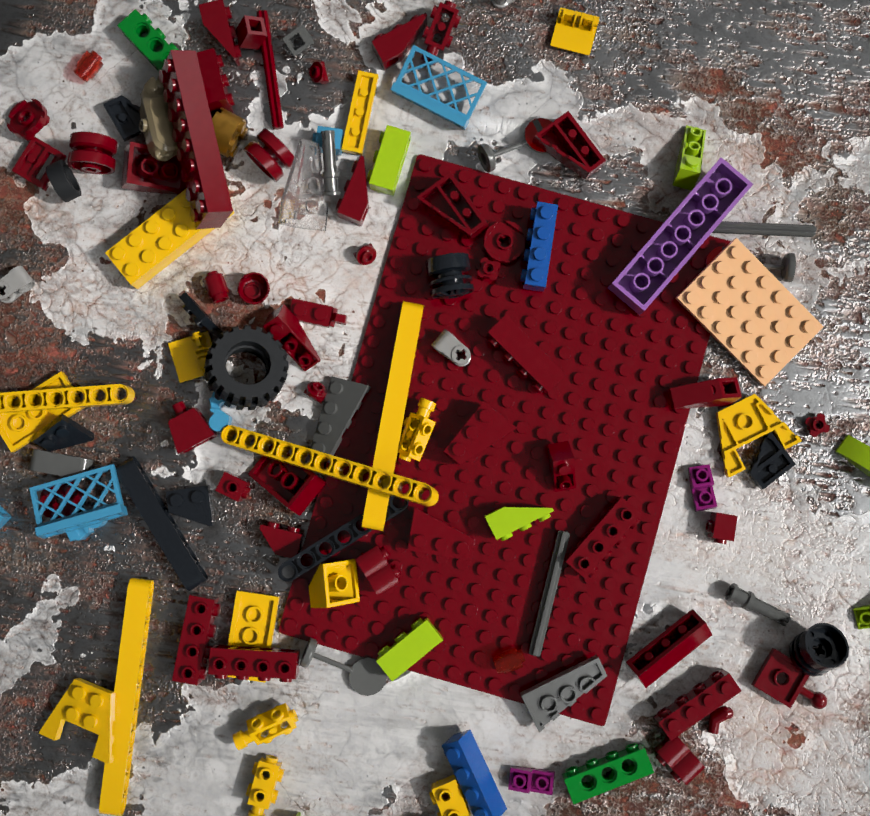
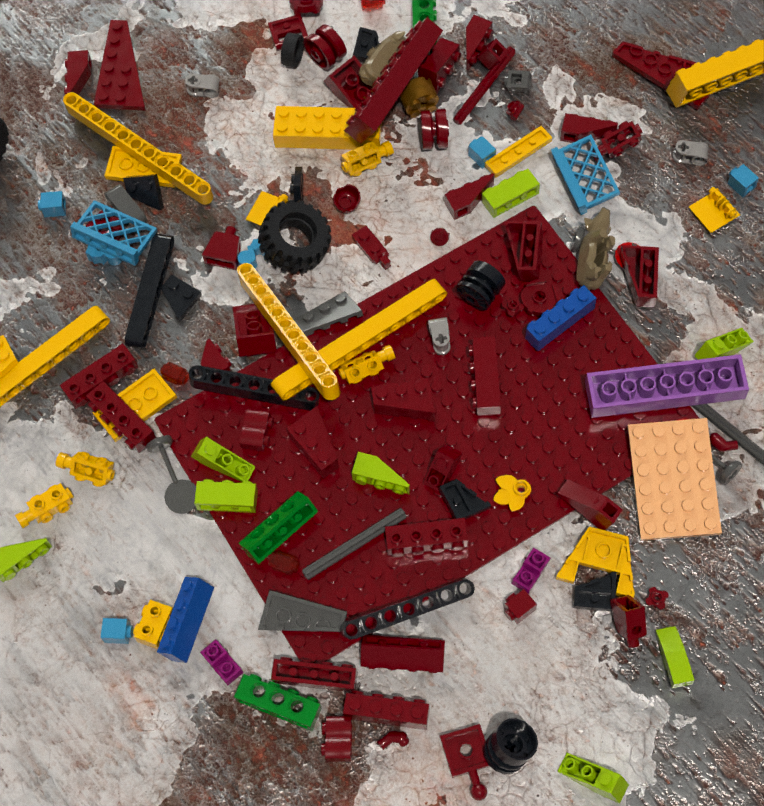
camera: 50 degrees right, 20 degrees down
(216, 287) = (324, 181): dark red brick -> none
(227, 236) = (365, 157): none -> yellow brick
(234, 487) = (216, 305): dark red brick -> none
(258, 579) = (174, 374): none -> clear red brick
(292, 337) = (342, 246): dark red slope -> none
(302, 198) = (434, 169): clear wedge -> none
(316, 391) = (325, 292): dark red plate -> none
(330, 172) = (462, 168): dark grey pin -> none
(334, 584) = (219, 414): yellow slope -> none
(375, 620) = (222, 460): none -> lime slope
(478, 638) = (278, 527): none -> green brick
(516, 160) = (594, 249): none -> dark tan animal
(602, 480) = (461, 500): none -> black wing
(618, 728) = (314, 675): none -> dark red brick
(630, 439) = (509, 492): none -> yellow plate
(638, 621) = (416, 608): none -> black beam
(749, 601) = (492, 675): dark grey pin -> none
(758, 248) = (721, 444): none -> dark red arm
(823, 466) = (629, 619): none -> dark red torso

